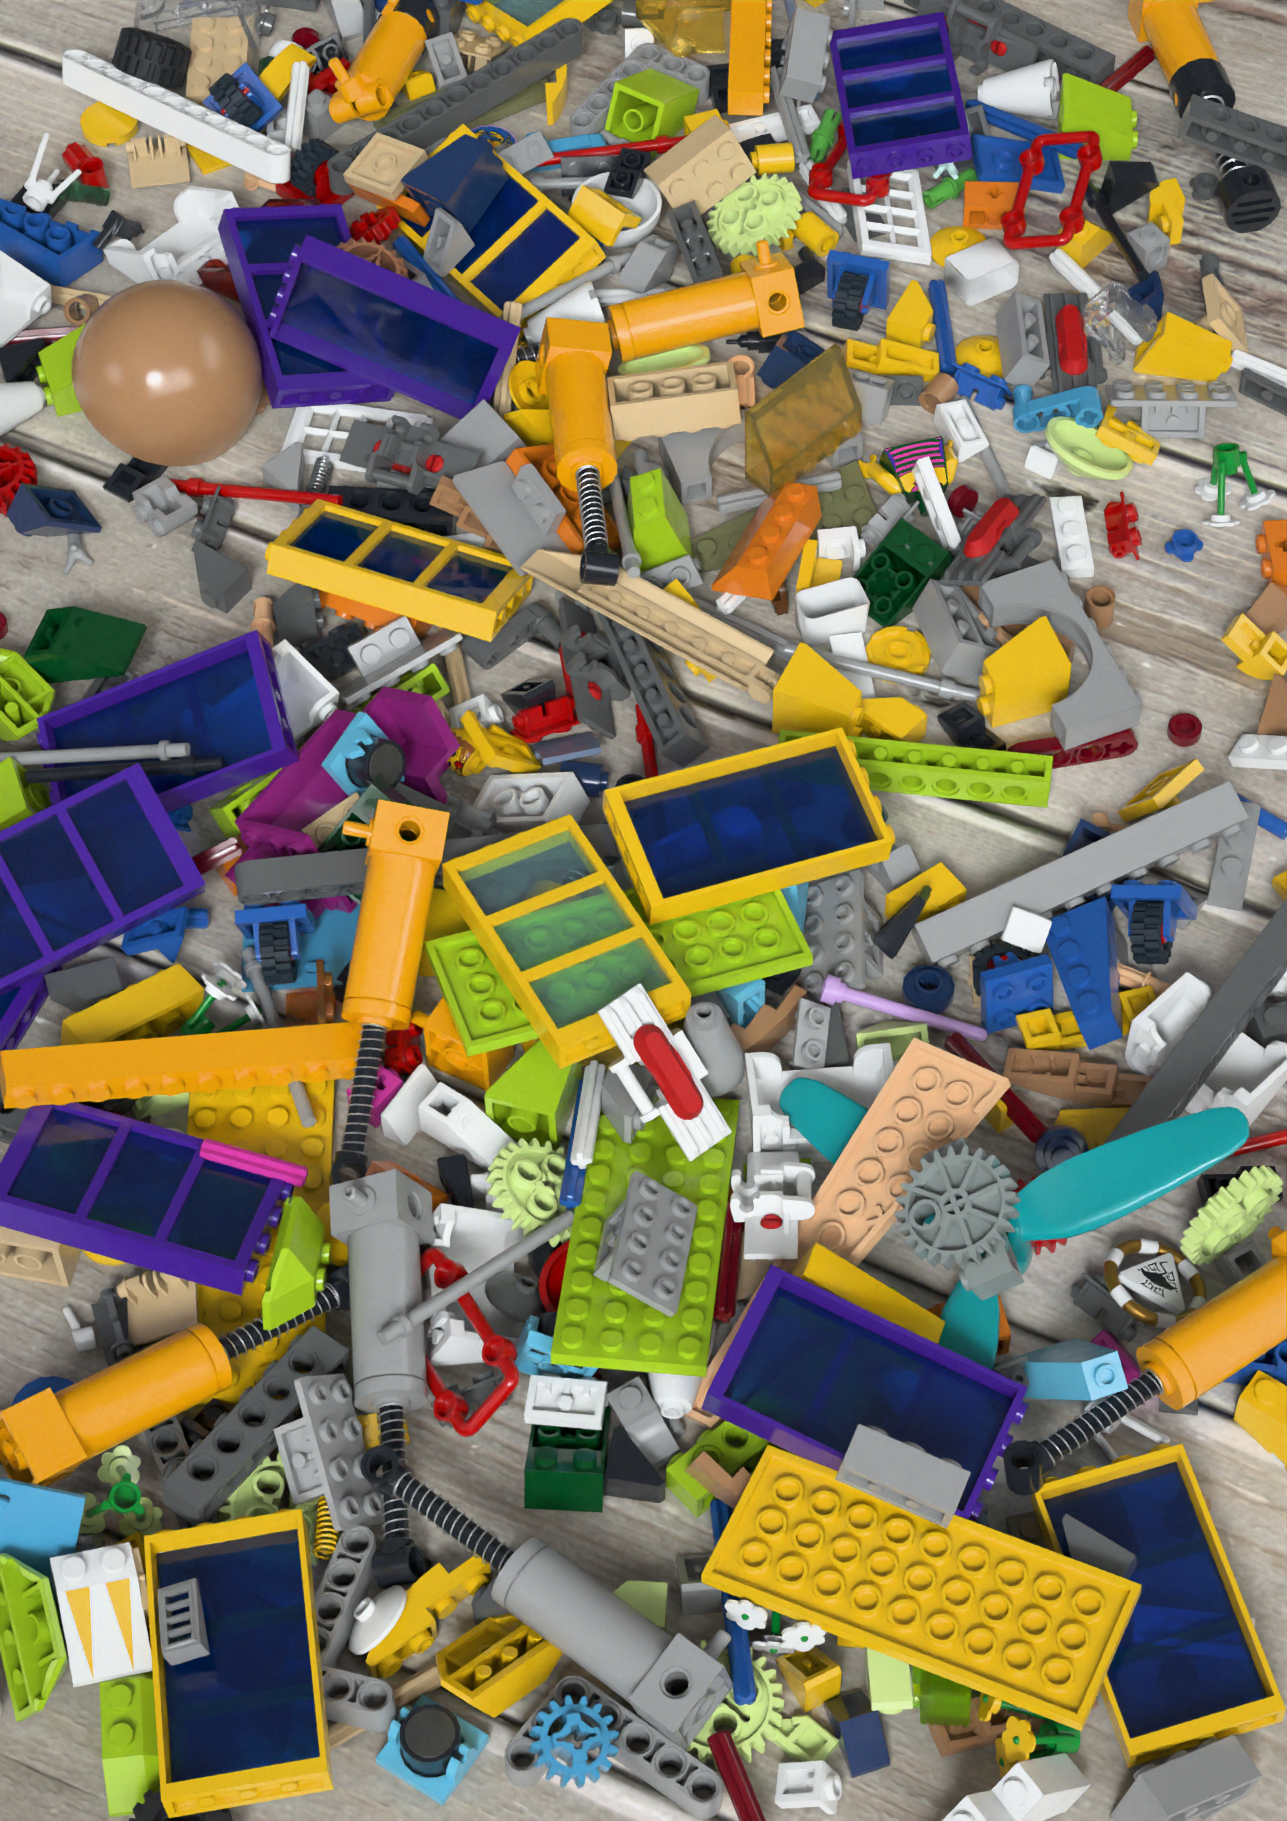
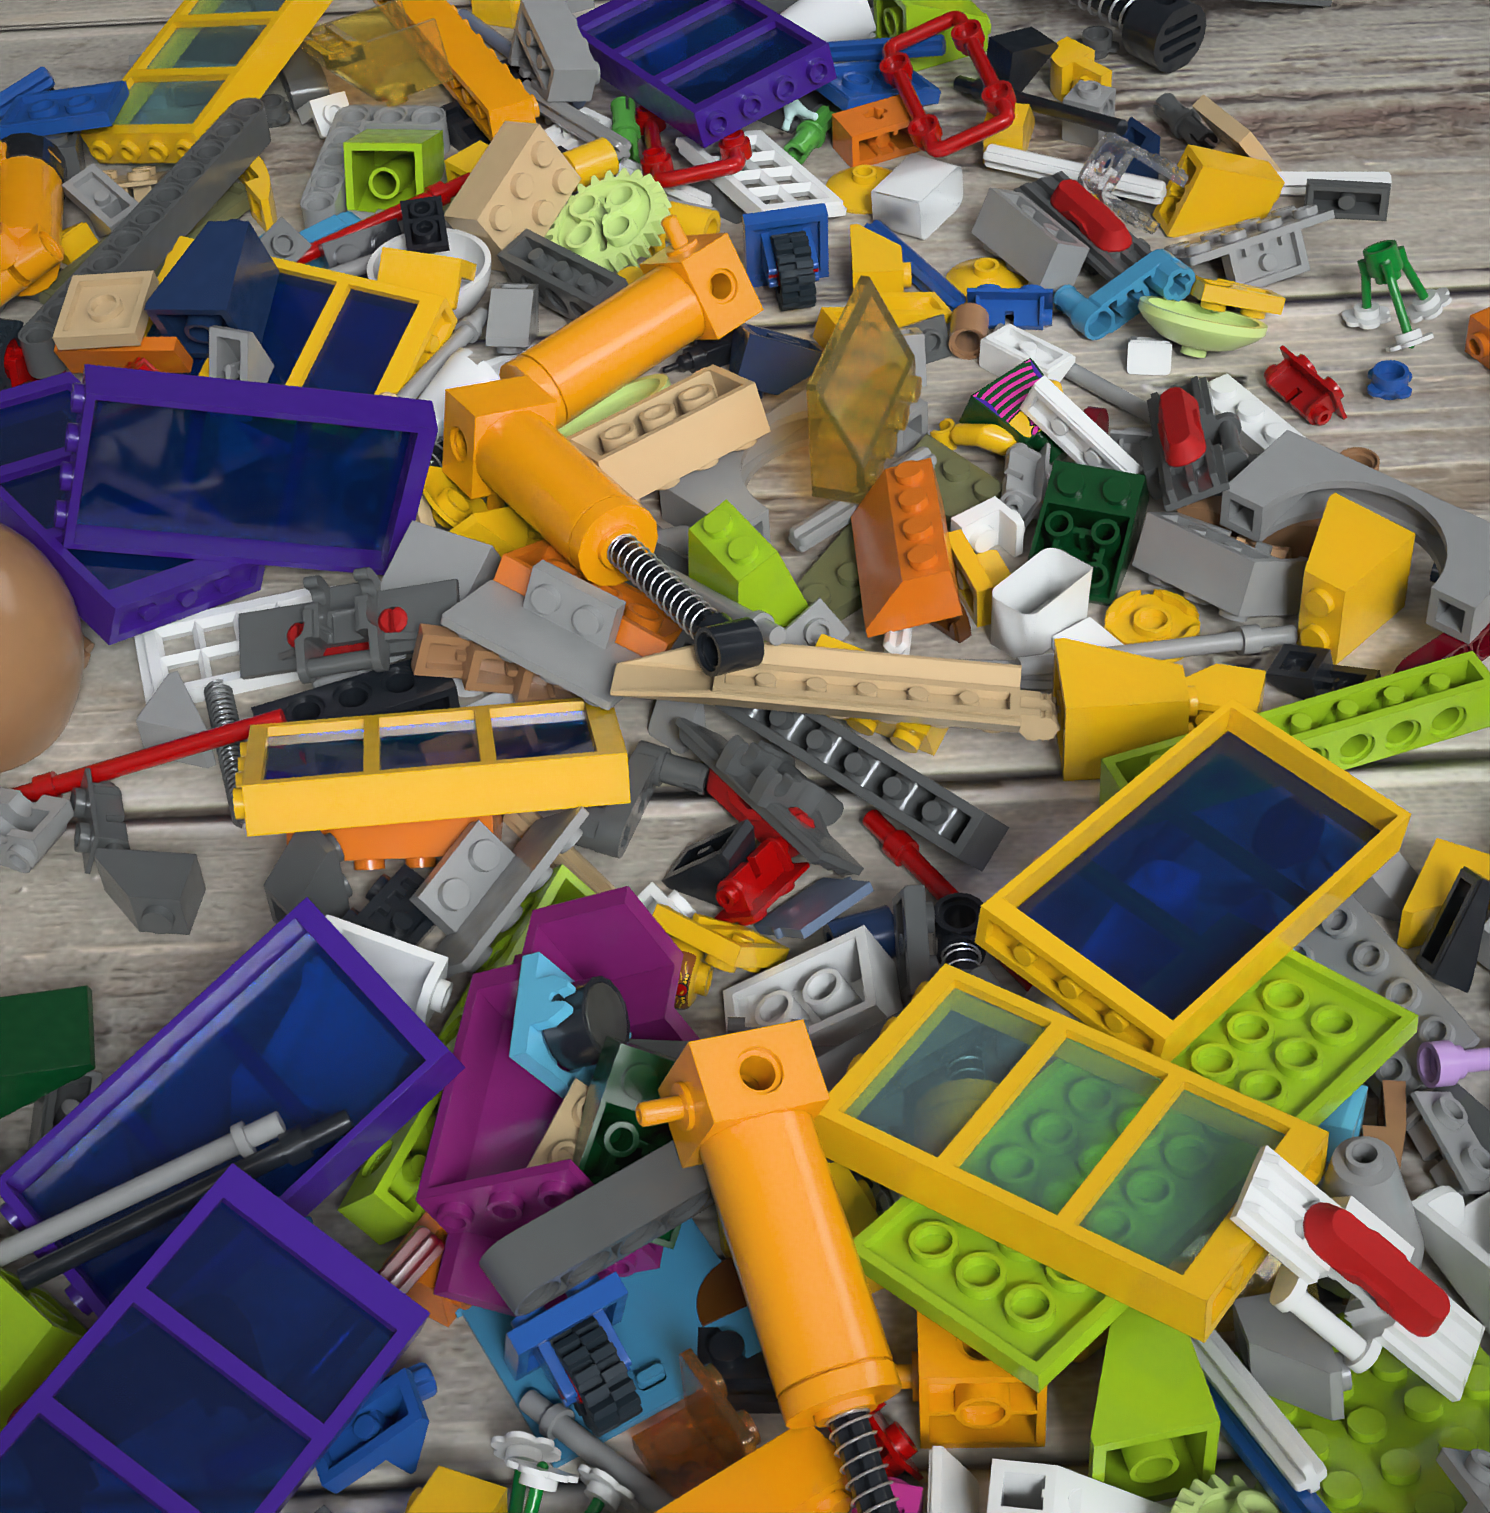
camera: 25 degrees left, 10 degrees down
(263, 618) = (250, 913): light nougat axle -> none
(604, 779) = (912, 923): none -> dark grey hinge

